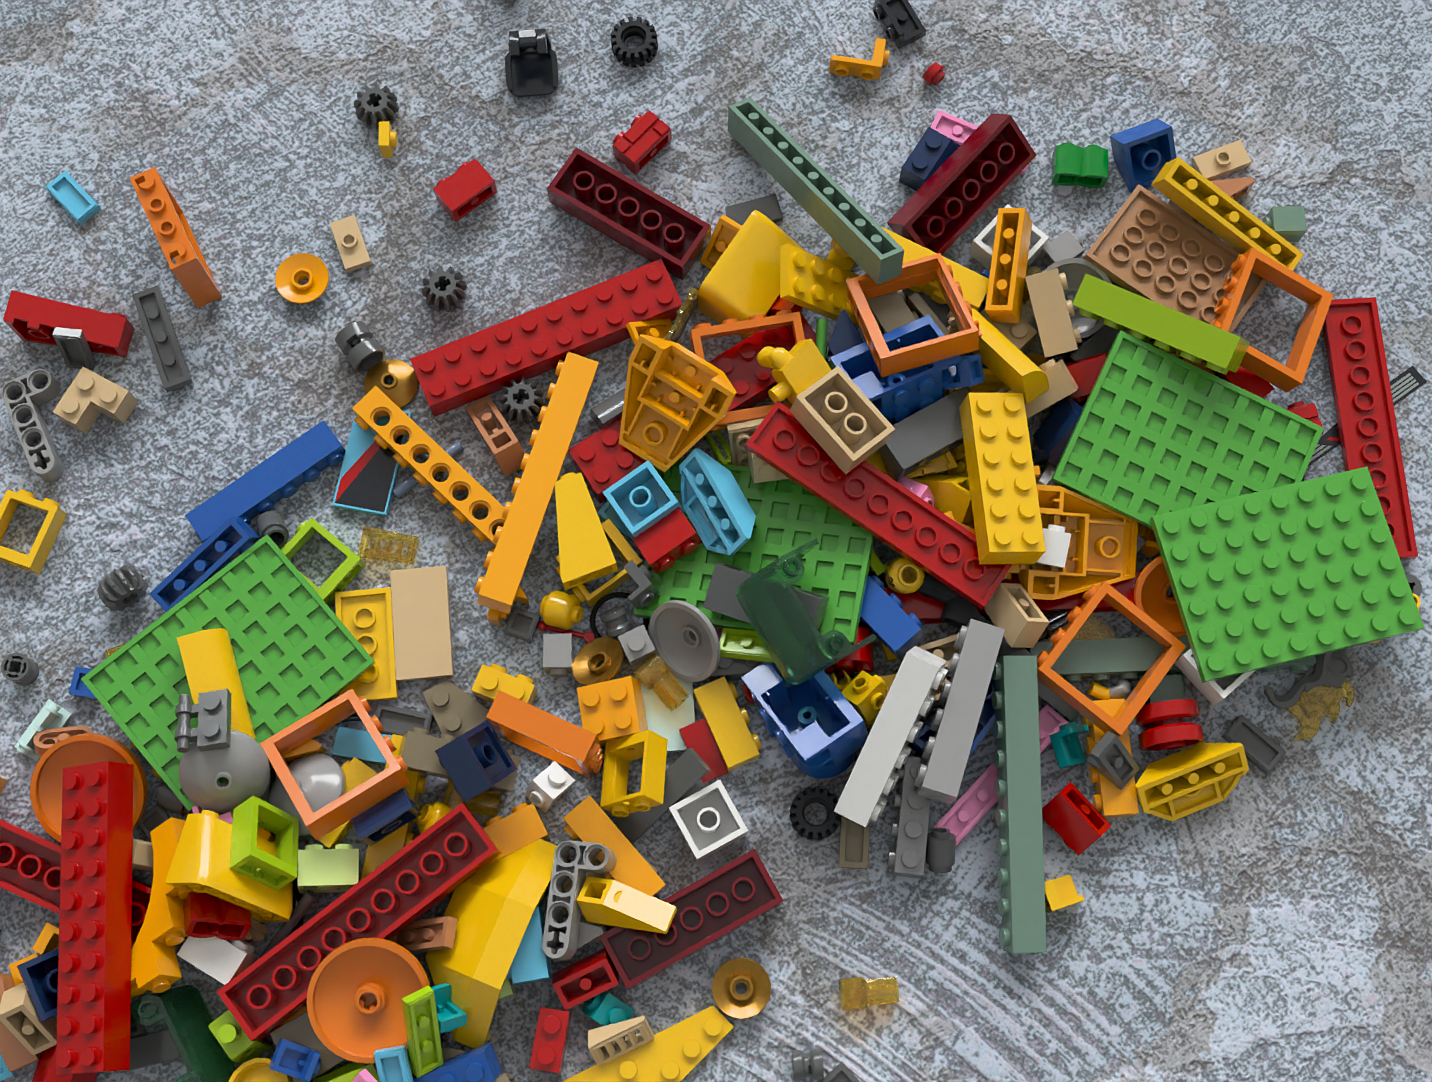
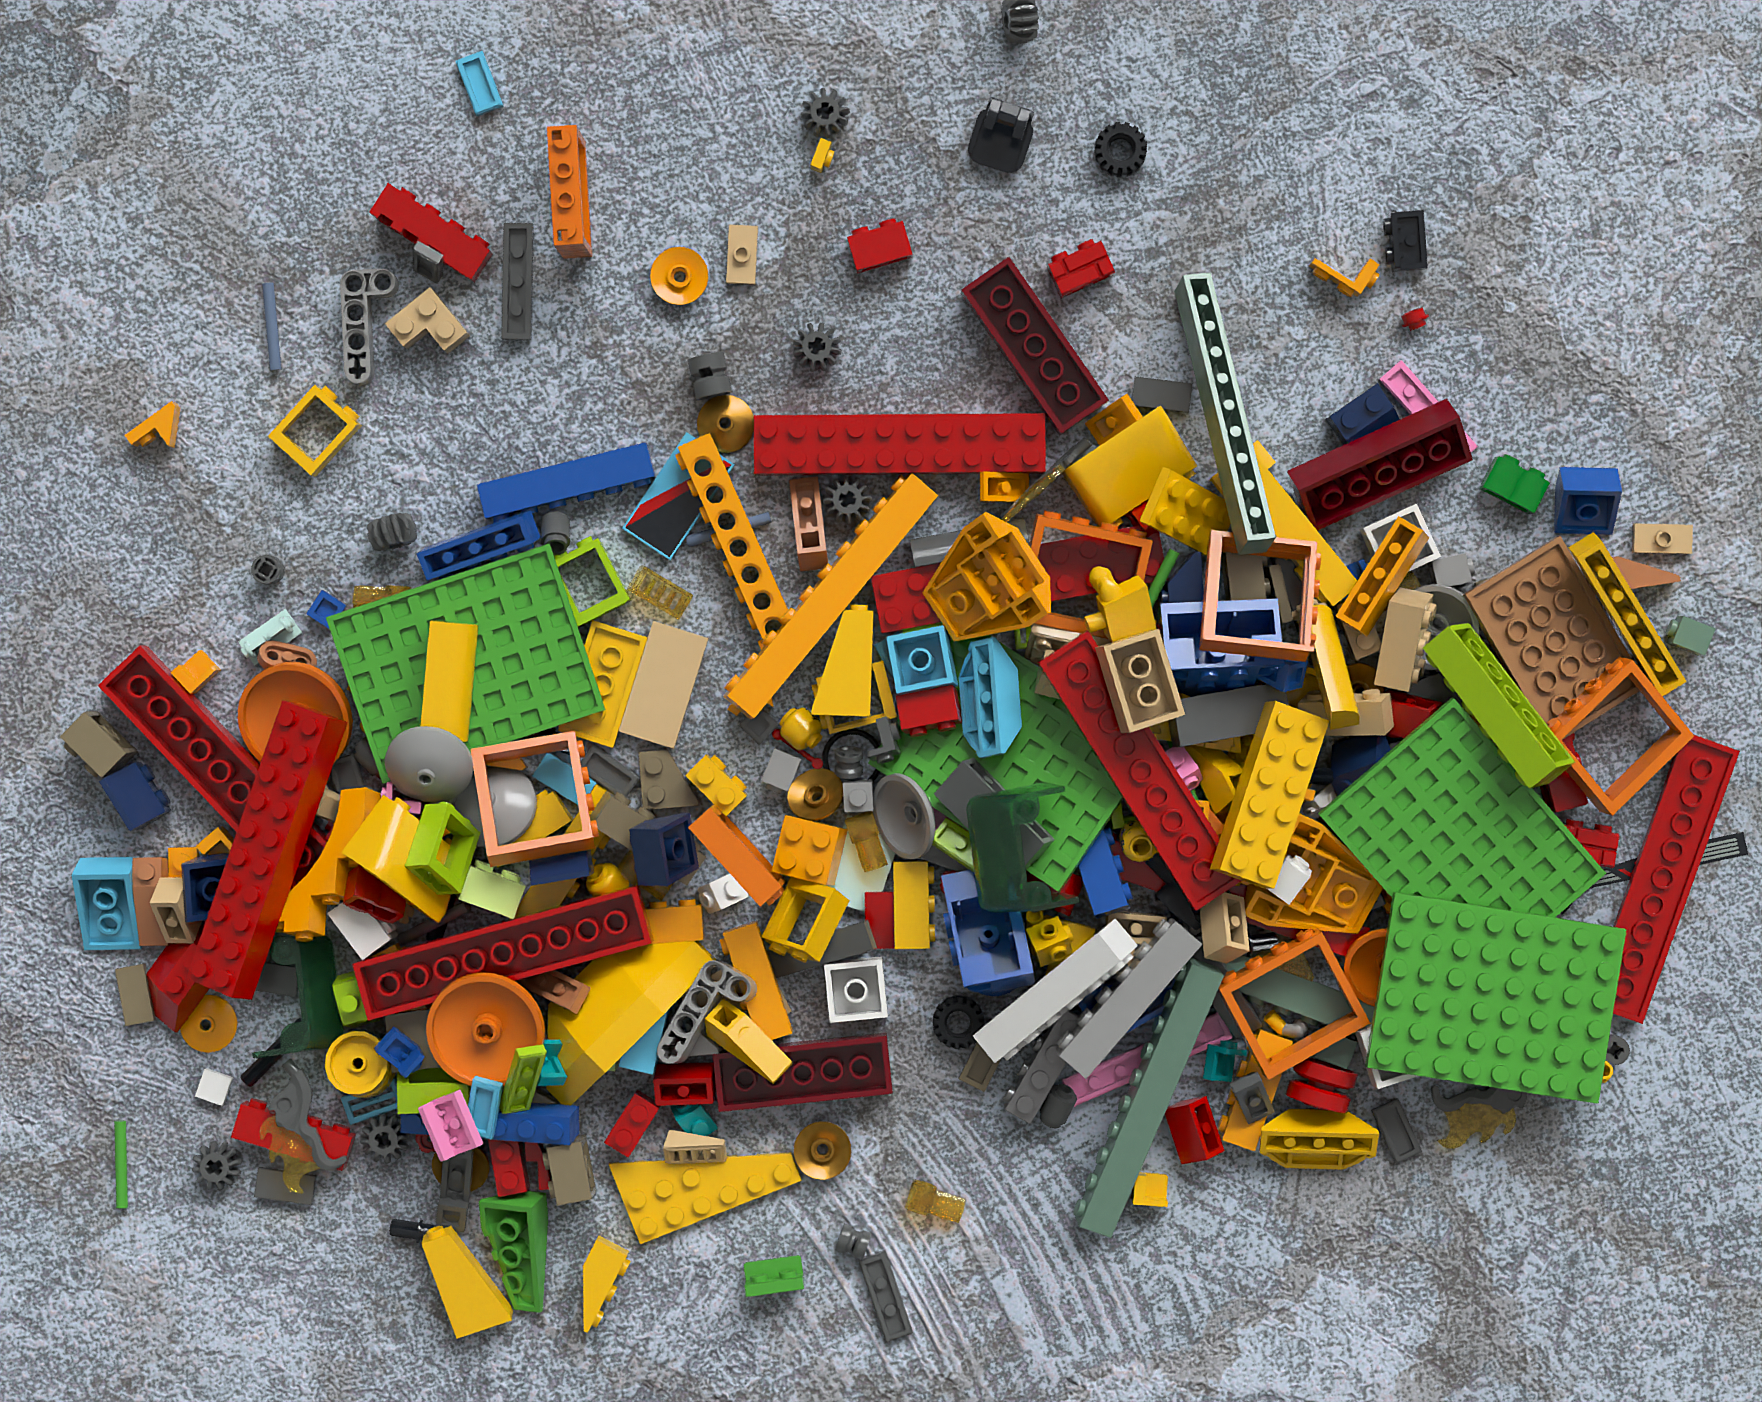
camera: 20 degrees right, 15 degrees up
(213, 721) = (436, 720): plate -> none

